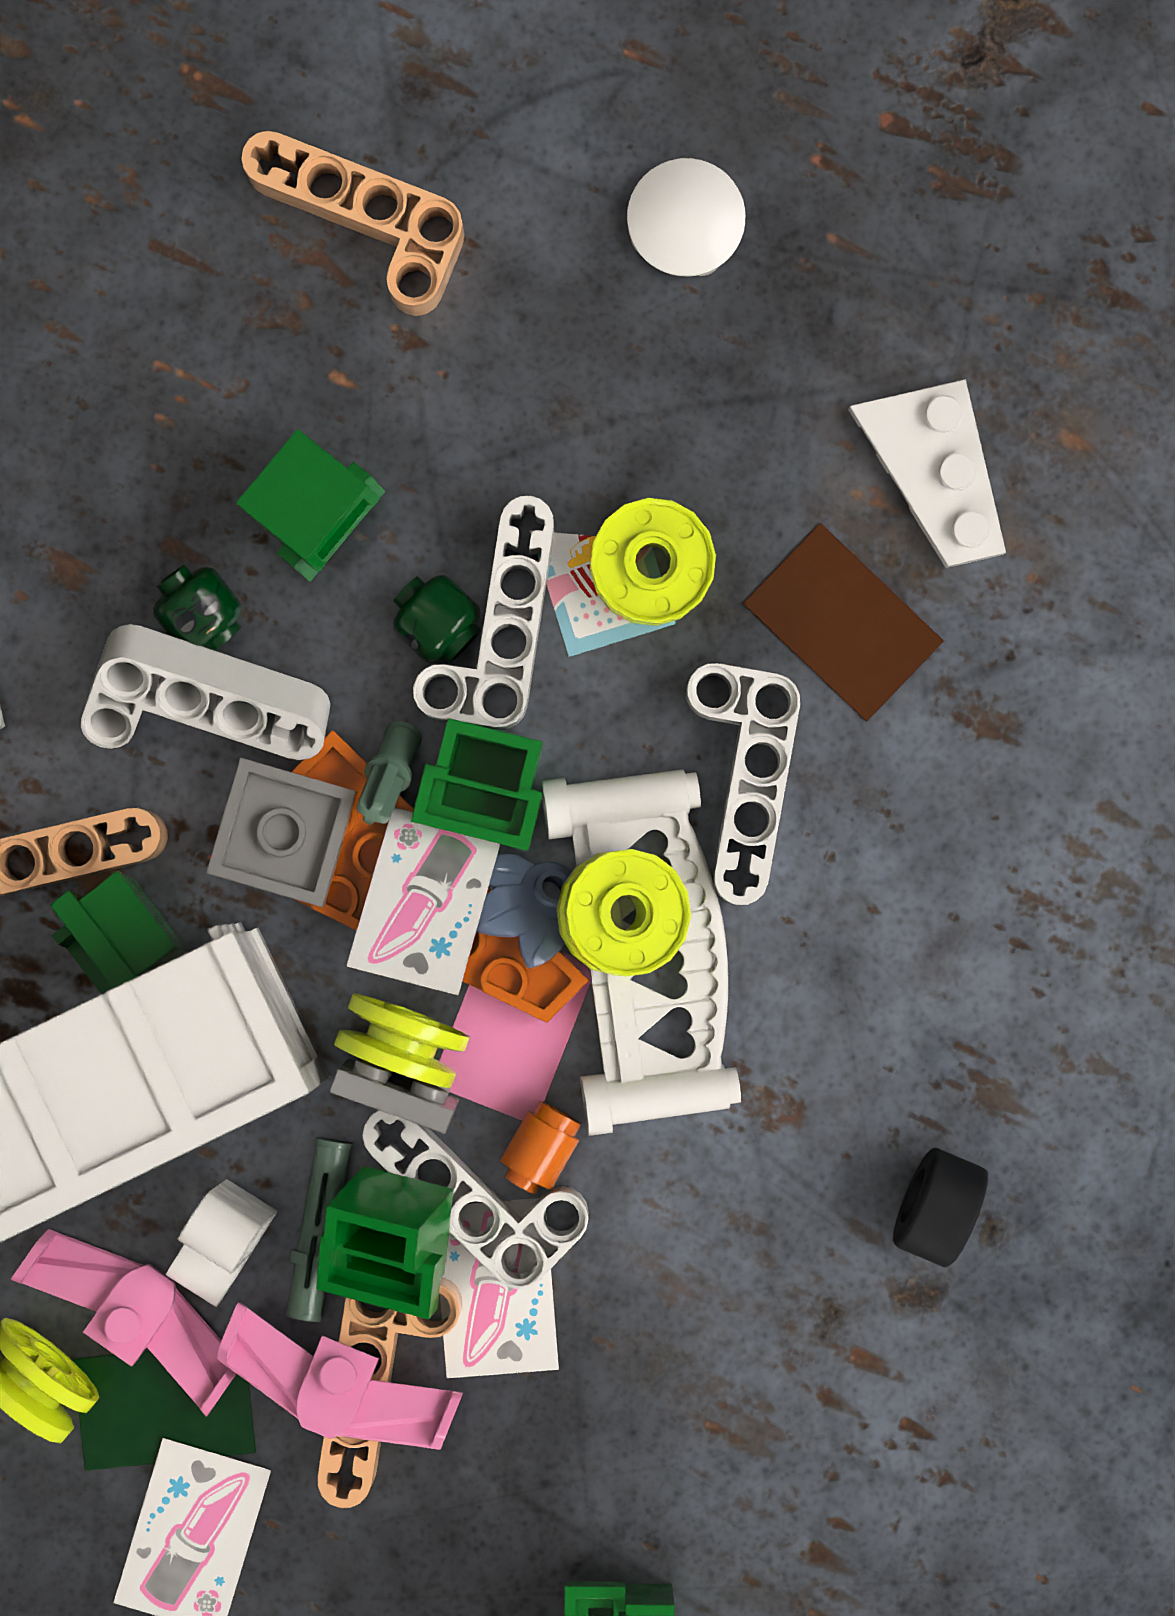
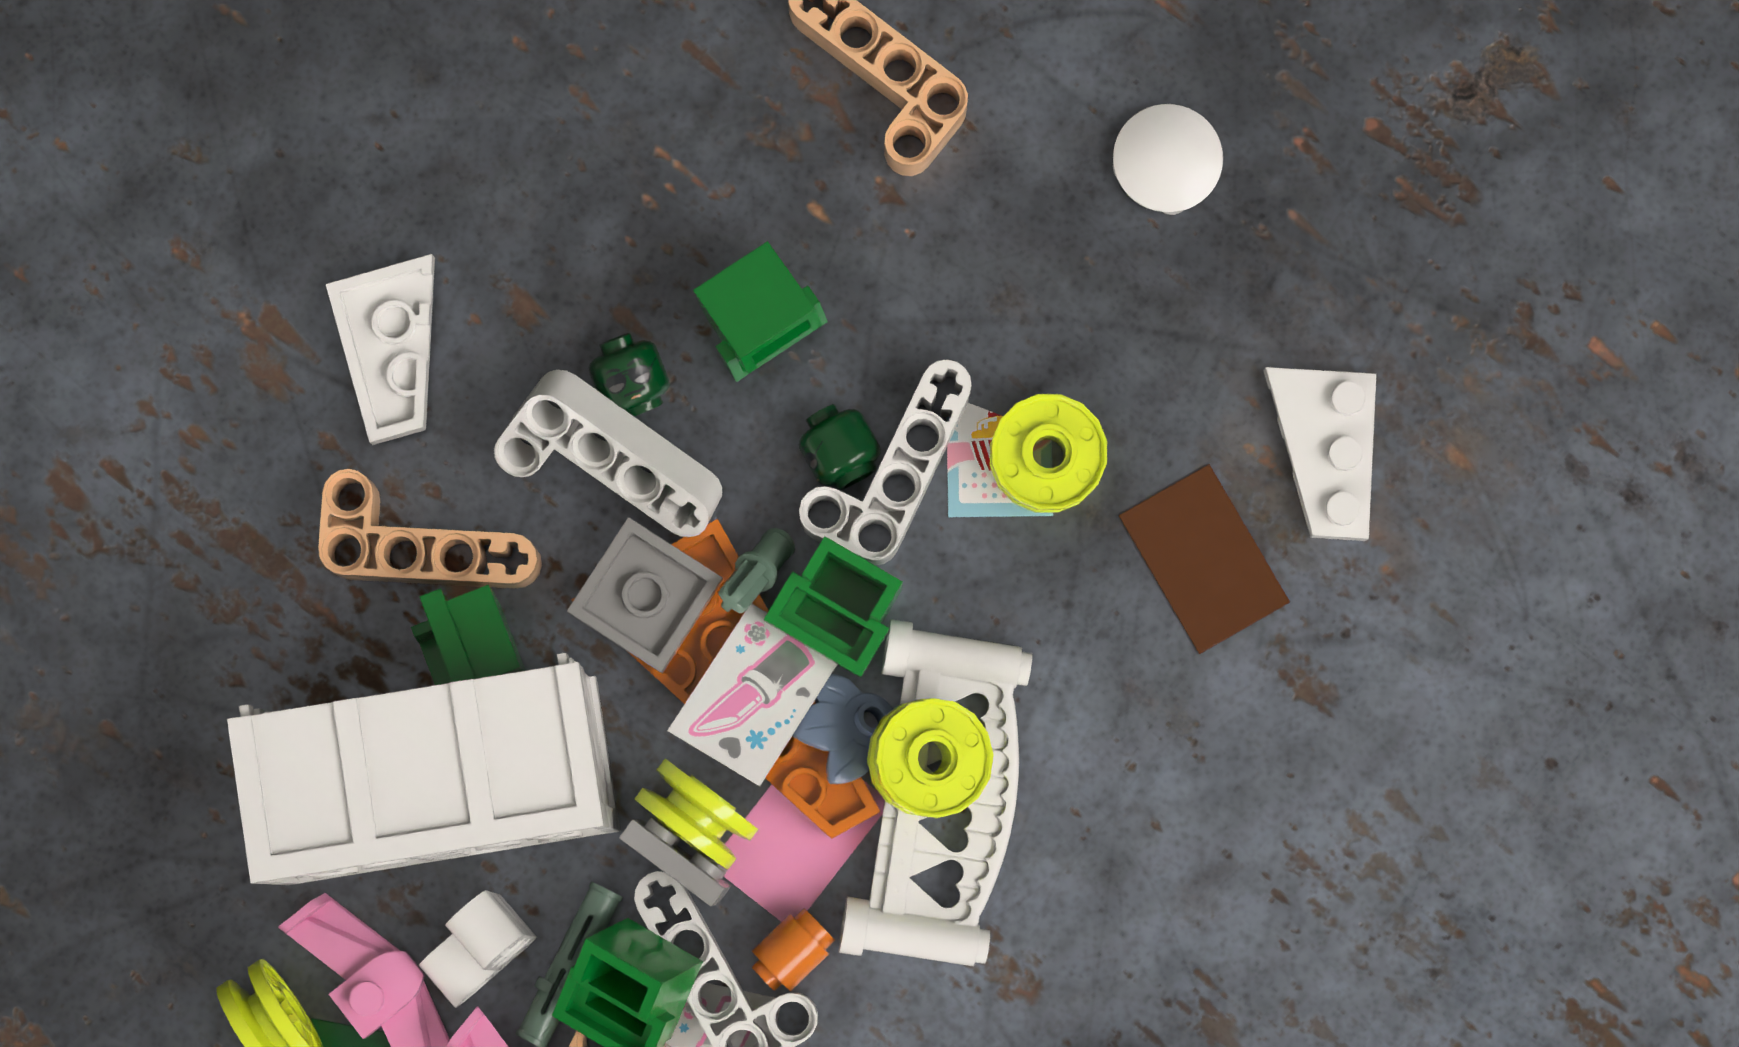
camera: 15 degrees right, 5 degrees down
(742, 785) = (1072, 678): white beam -> none

